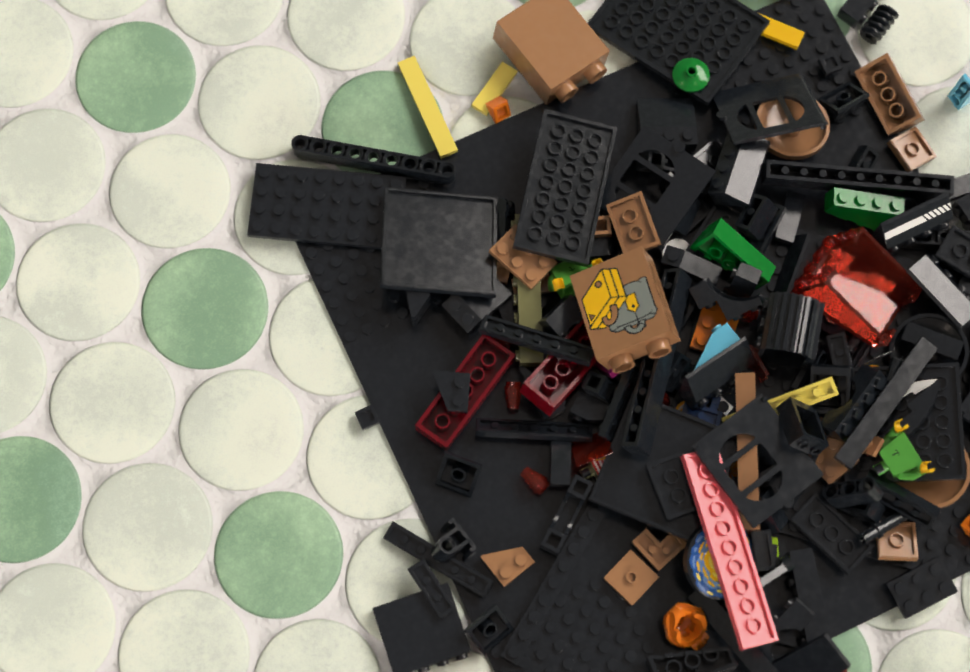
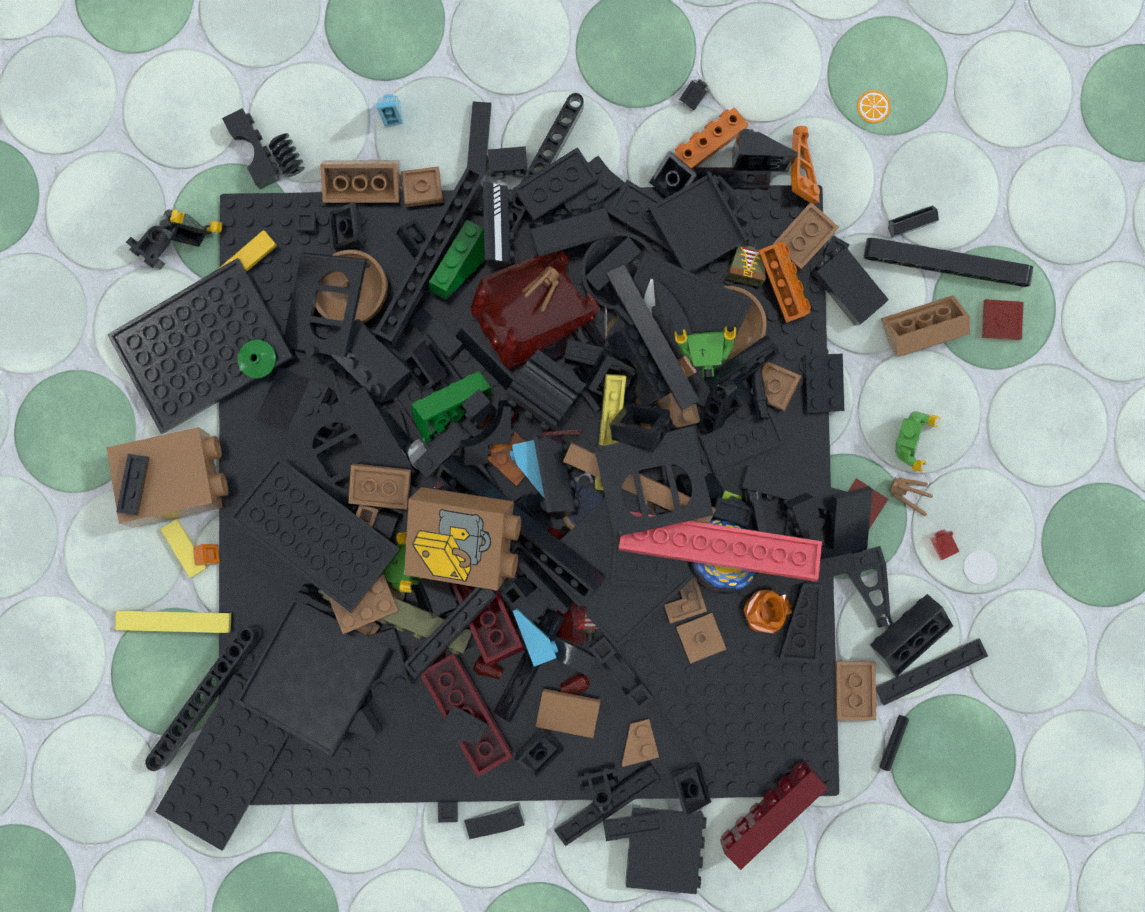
camera: 60 degrees left, 10 degrees up
(377, 464) = (495, 821): none -> black slope
(506, 484) = (568, 713): none -> medium nougat tile
(535, 17) = (132, 484): none -> black plate
(559, 425) = (536, 641): none -> medium azure slope
(889, 290) = (547, 277): none -> medium nougat plant

